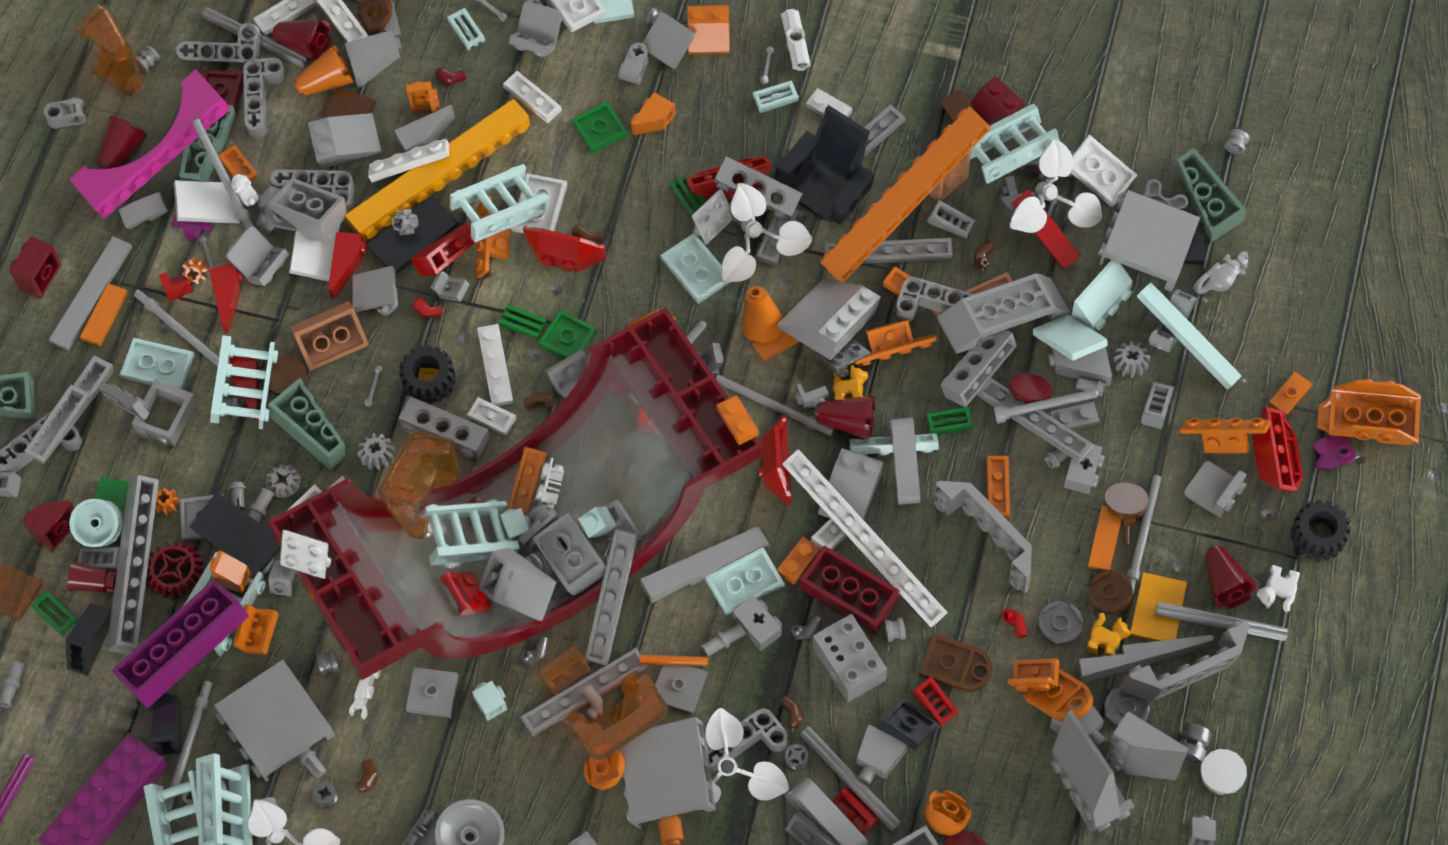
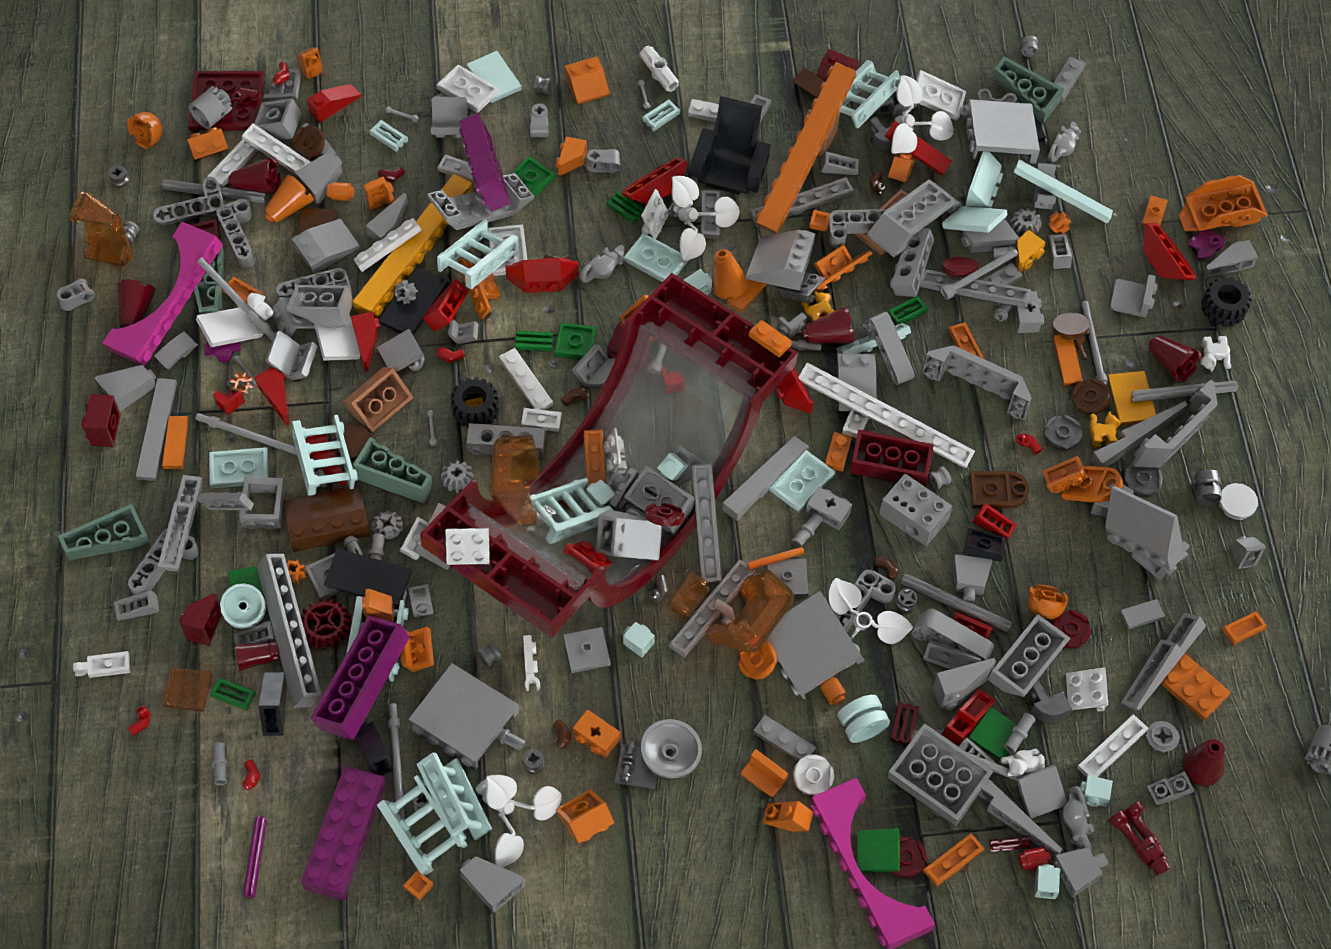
camera: 25 degrees left, 5 degrees down
(38, 710) = (253, 775): none -> red arm
(77, 234) = (126, 384): none -> light grey slope
(223, 452) = (326, 518): none -> reddish brown slope
(386, 80) = (340, 191): none -> orange brick
(396, 777) = (591, 725): none -> orange brick
(527, 145) = (469, 209): none -> light grey slope
(547, 98) = (484, 163): none -> magenta brick
(561, 575) = (664, 515): none -> dark red tile
(633, 259) = (603, 266): none -> light grey animal
(668, 40) = (559, 95): light grey tile -> none
(687, 133) = (605, 161): none -> light grey piece
(727, 315) = (700, 281): none -> light aqua brick
(769, 186) = (709, 179): light grey brick -> none
(805, 632) = (871, 501): flat silver arm -> none
(1018, 246) = (902, 167): none -> orange slope
(1119, 392) = (1029, 248): none -> light orange slope
(1144, 750) = (1185, 495): light grey slope -> none
(1170, 371) = (1059, 222): none -> orange gear
(1225, 435) = (1125, 254): orange bracket -> none
(1266, 194) = (1069, 75): none -> light grey plate
(1357, 481) = (1235, 258): none -> light grey slope

